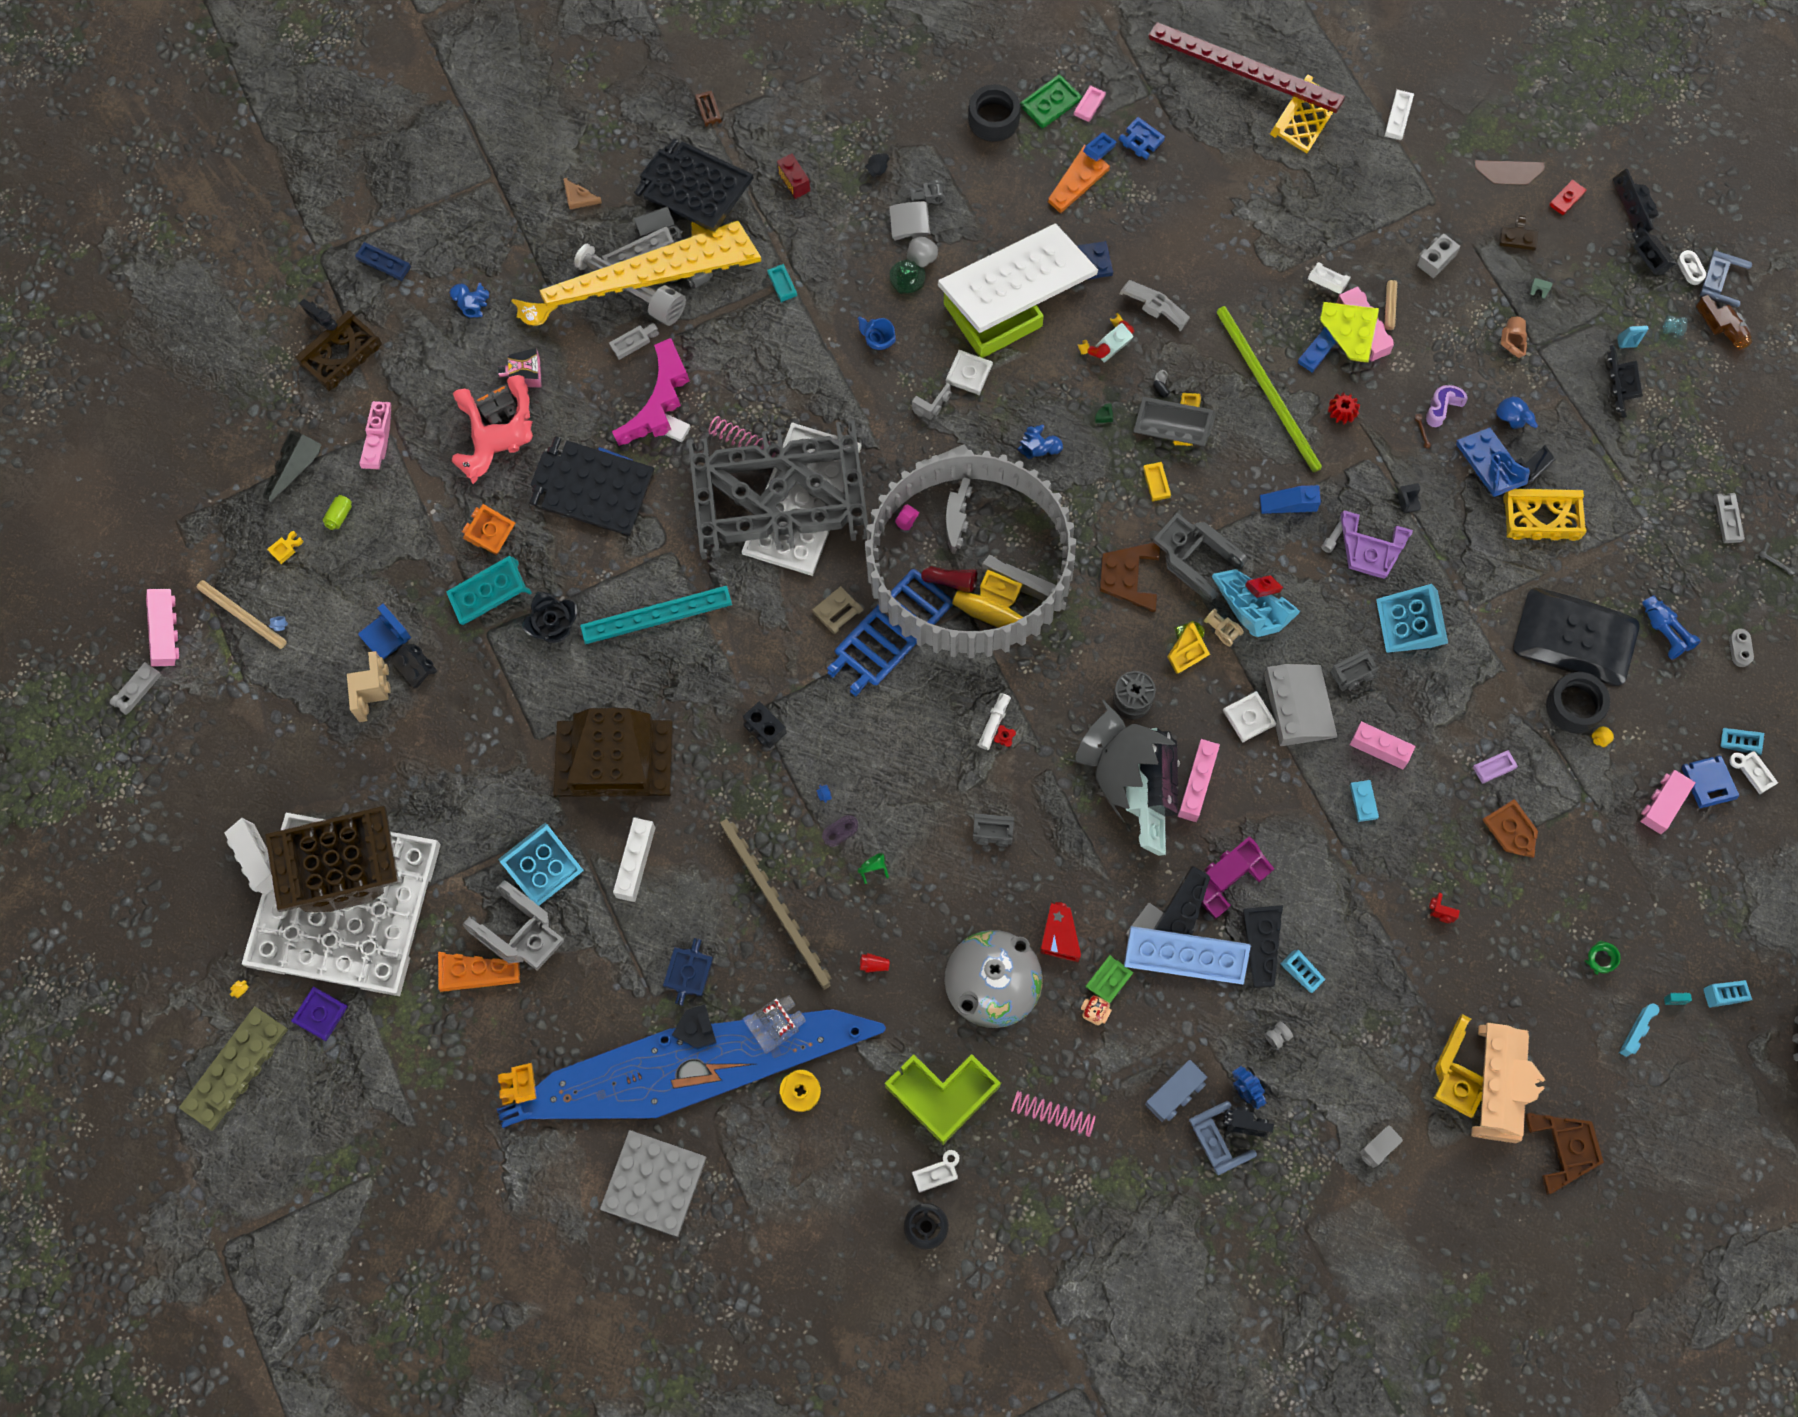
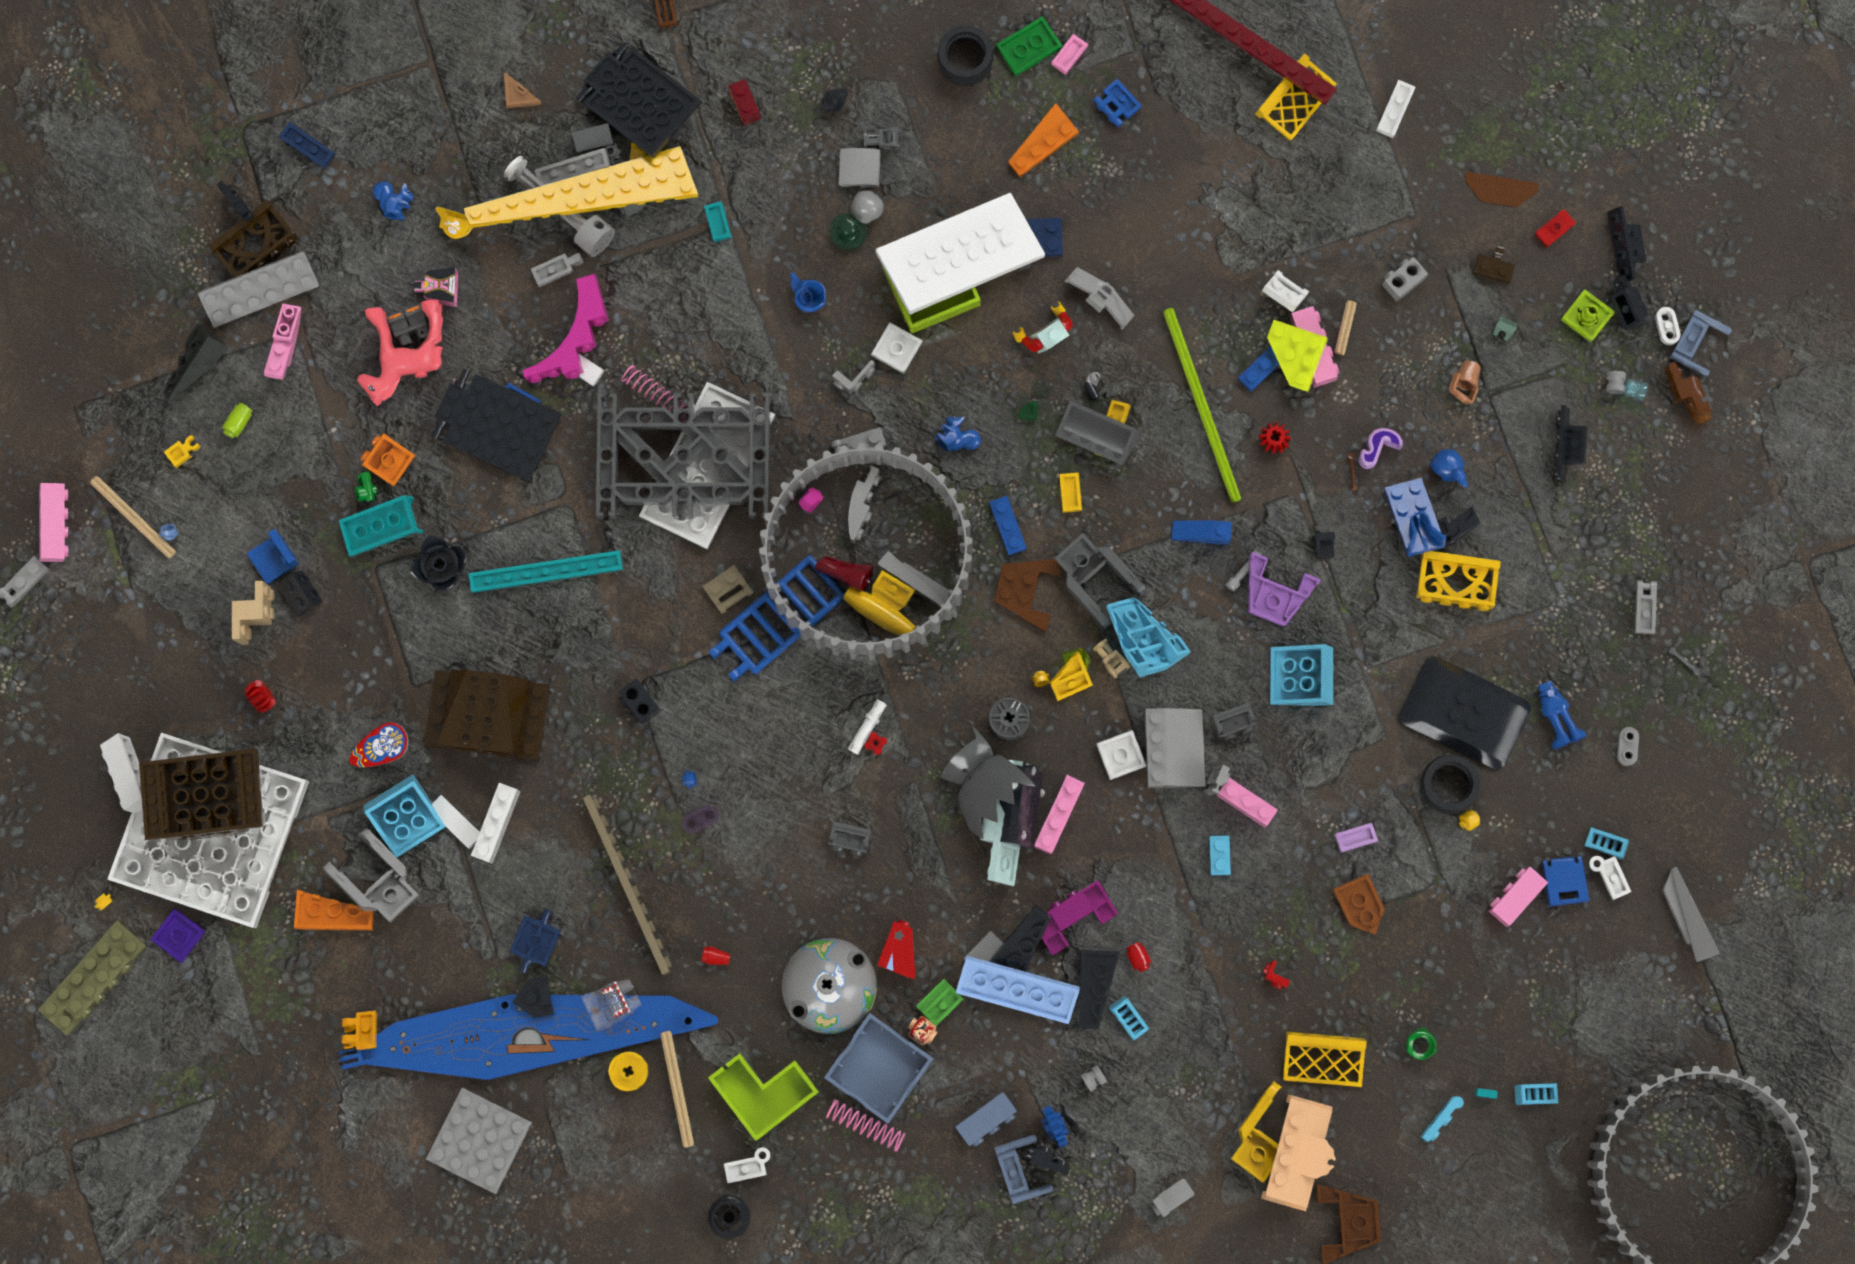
camera: 10 degrees right, 10 degrees up
(347, 391) = (258, 289): none -> light grey plate
(383, 765) = (260, 696): none -> red gear
(469, 560) = (366, 490): none -> green plate
(510, 799) = (380, 746): none -> shield
(593, 865) = (456, 822): none -> white tile
(853, 1102) = (677, 1089): none -> tan axle
(872, 864) = (732, 857): green piece -> none
(1058, 1053) = (879, 1068): none -> sand blue tile
(1099, 146) = (1071, 109): blue plate -> none
(1101, 519) = (1007, 525): none -> blue plate
(1157, 655) = (1040, 679): none -> yellow plate
(1263, 586) = (1157, 622): red plate -> none
(1302, 909) = (1138, 957): none -> red brick
(1348, 724) = (1217, 778): none -> light grey plate
(1511, 969) = (1328, 1042): none -> yellow fence
(1619, 263) = (1592, 310): none -> lime plate
(1631, 336) = (1586, 398): medium azure slope -> none
(1655, 321) = (1615, 382): none -> light grey wheel

